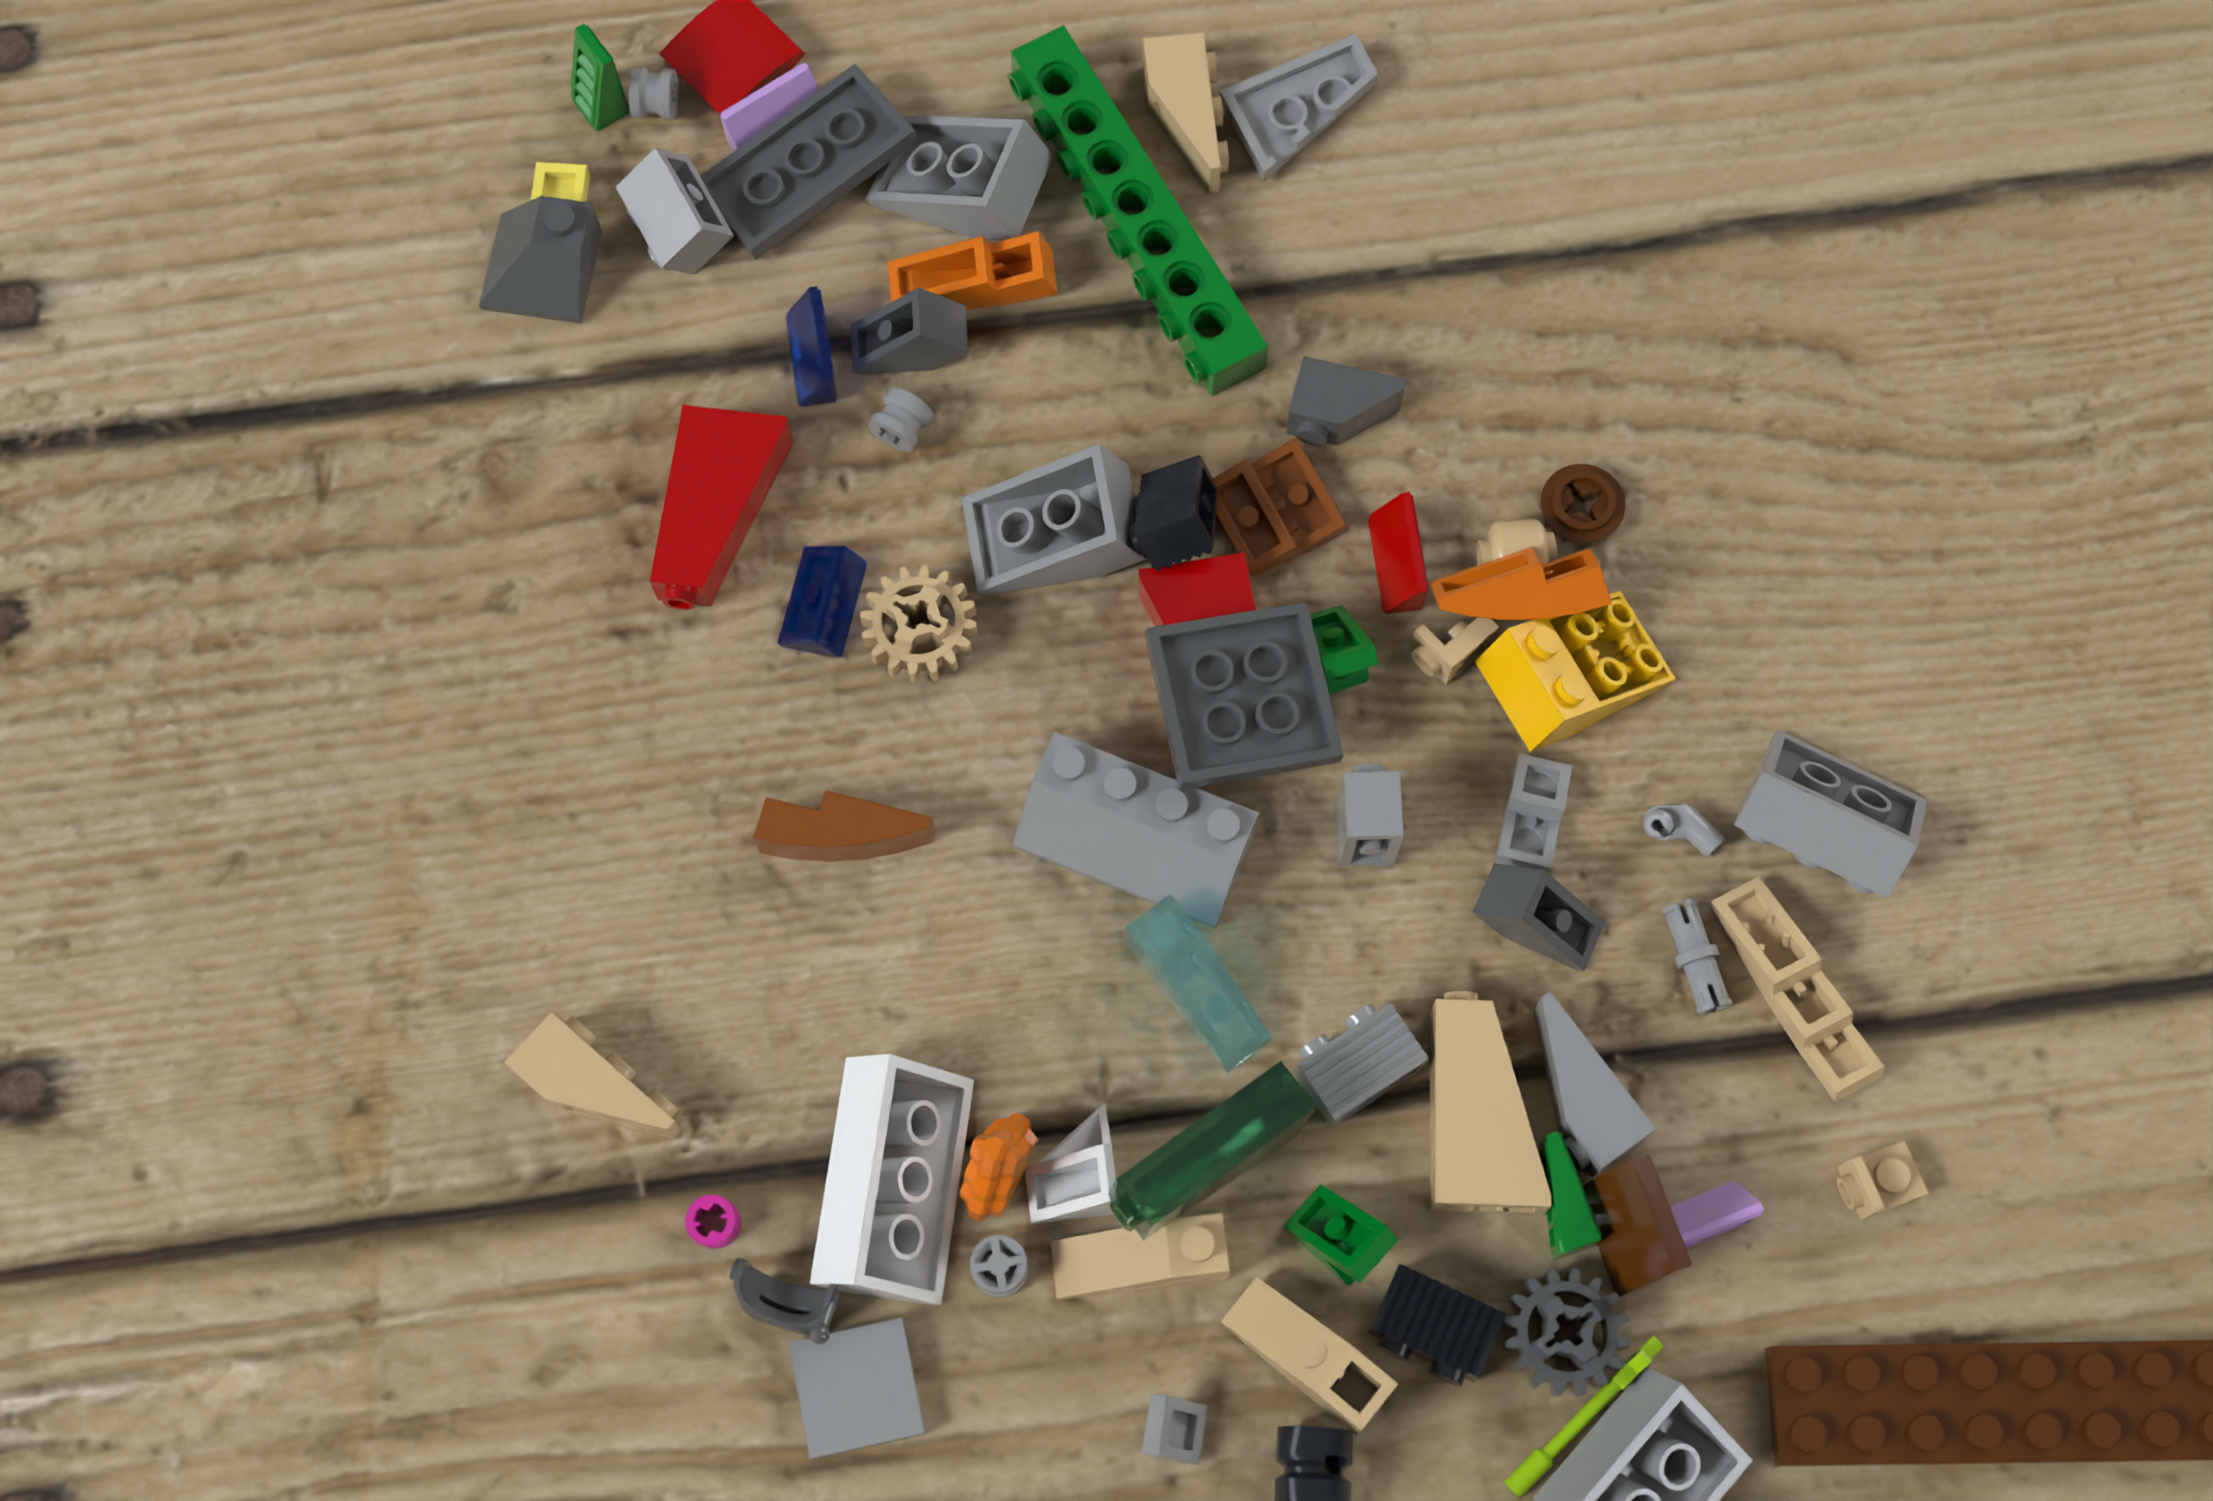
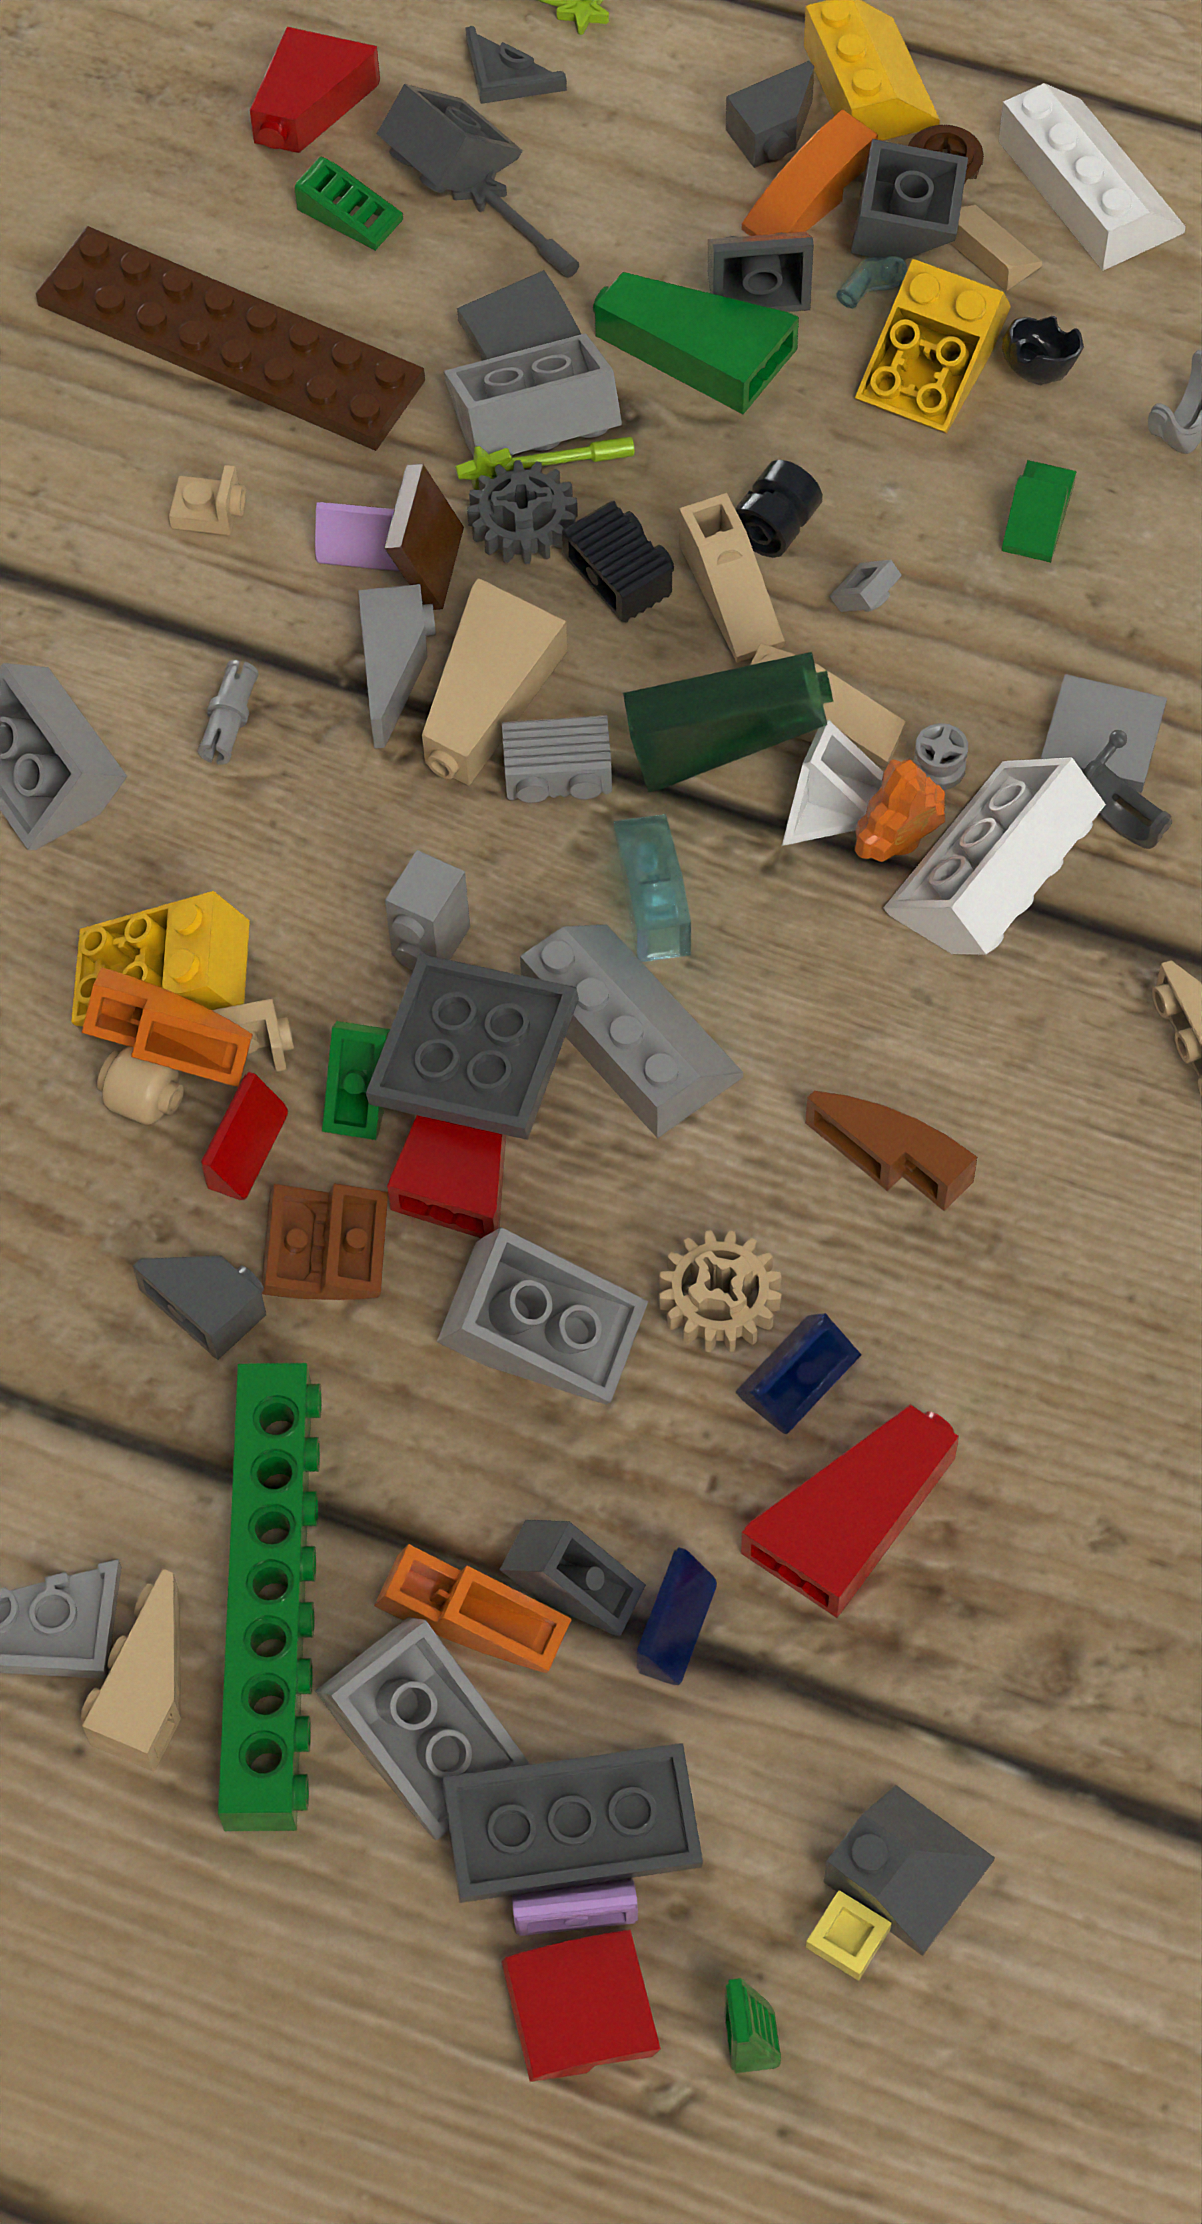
camera: 150 degrees left, 10 degrees down
(653, 93) = (691, 1995): light grey wheel -> none
(674, 211) = (740, 1827): light grey brick -> none
(711, 1204) = (1161, 916): dark pink bush -> none
(900, 419) = (628, 1495): light grey wheel -> none
(1175, 513) = (427, 1247): black brick -> none
(1340, 1235) = (651, 639): green slope -> none
(1533, 813) = (283, 880): light grey slope -> none
(1539, 914) = (337, 796): dark grey slope -> none
(1570, 1218) = (465, 565): green slope -> none
(1586, 483) = (32, 1090): reddish brown gear -> none
(1680, 823) = (164, 815): light grey arm -> none
(1796, 988) = (167, 653): tan slope -> none

